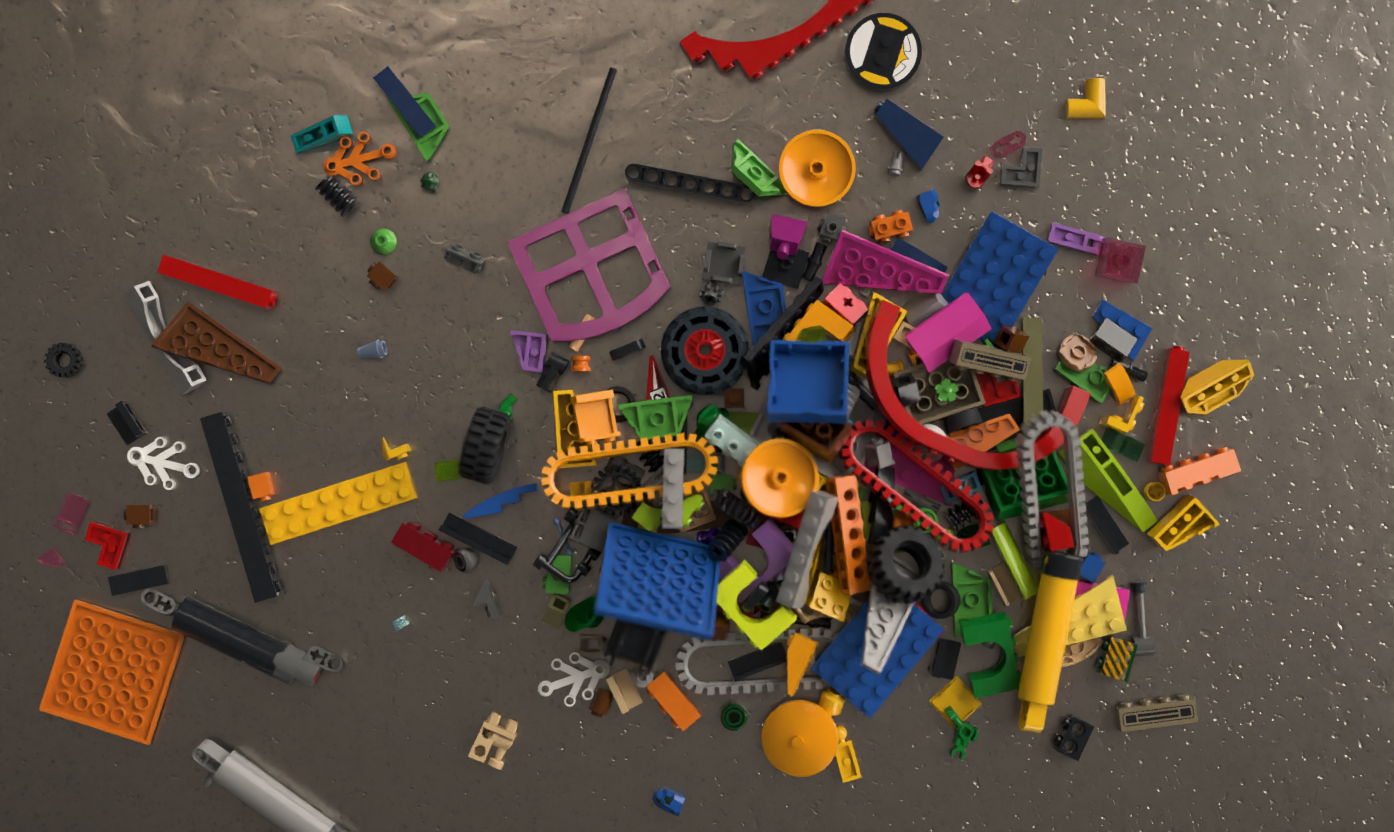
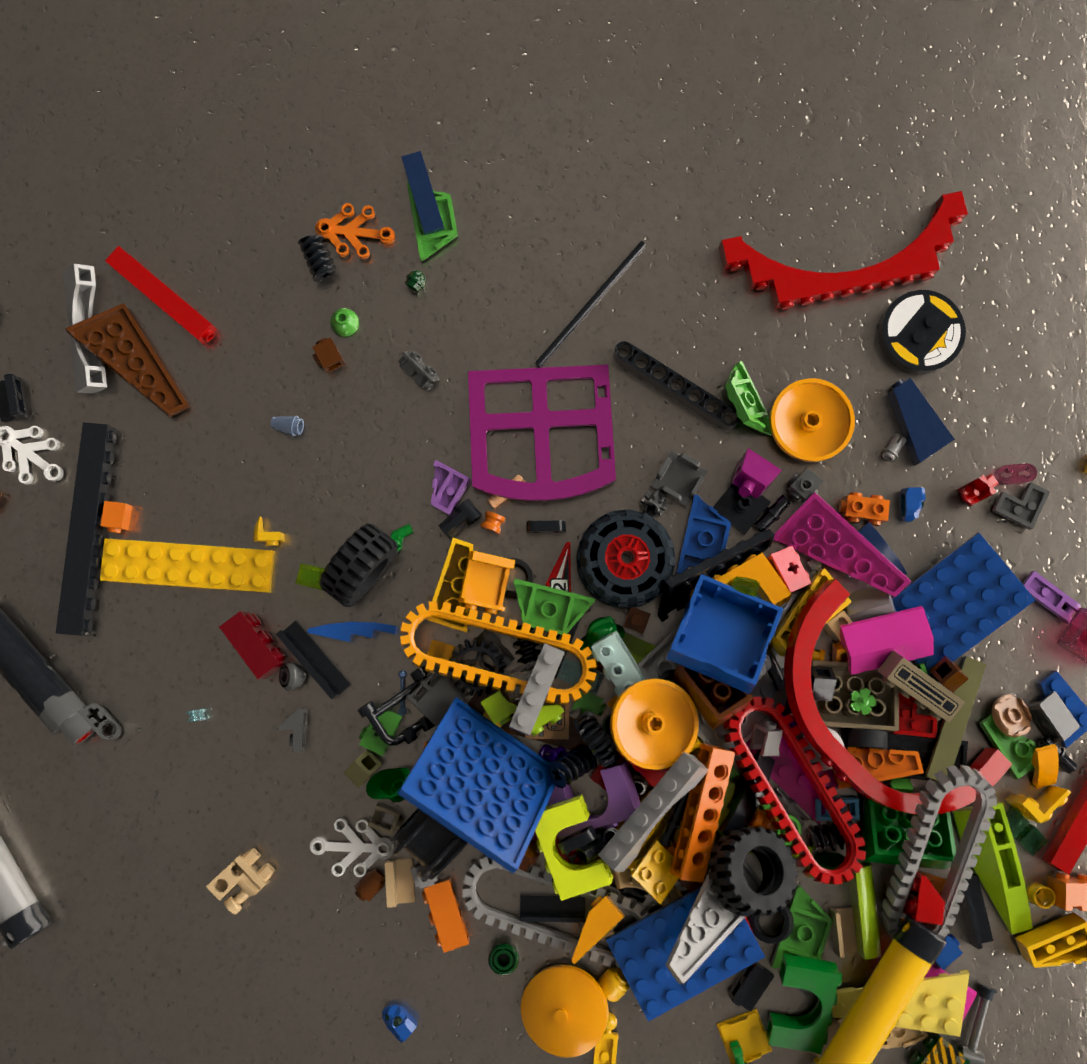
camera: 15 degrees right, 5 degrees down
(321, 133) = (328, 191): teal slope -> none

